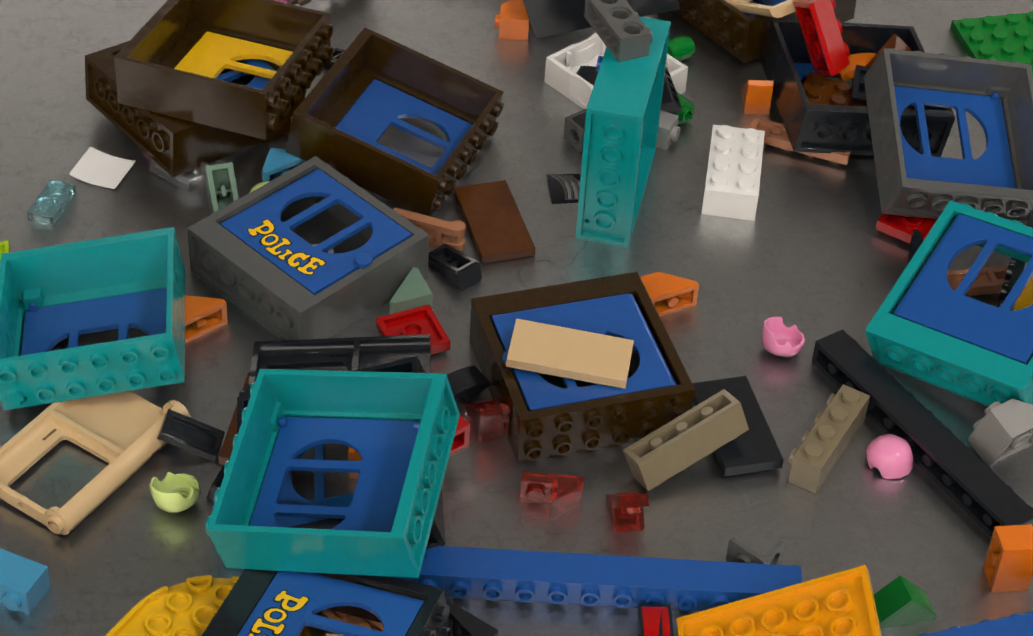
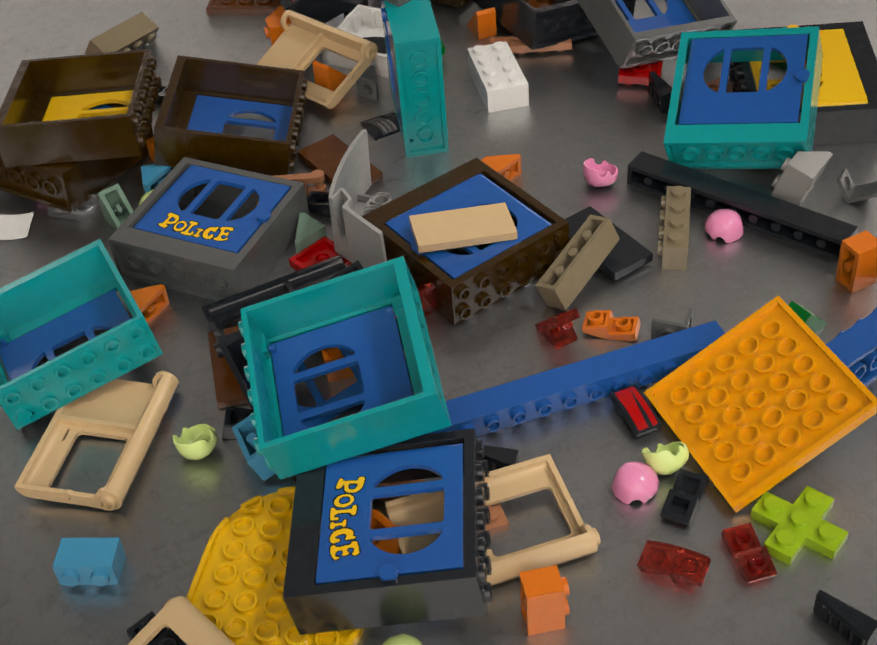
camera: 15 degrees left, 0 degrees up
(191, 435) = (186, 393): black tile -> none
(469, 272) = (352, 234): none -> light grey beam
(517, 58) = (302, 44): none -> tan piece
(538, 106) = (327, 76): none -> orange slope
(558, 490) = (496, 333): clear red slope -> none
(684, 527) = (605, 326): none -> orange slope

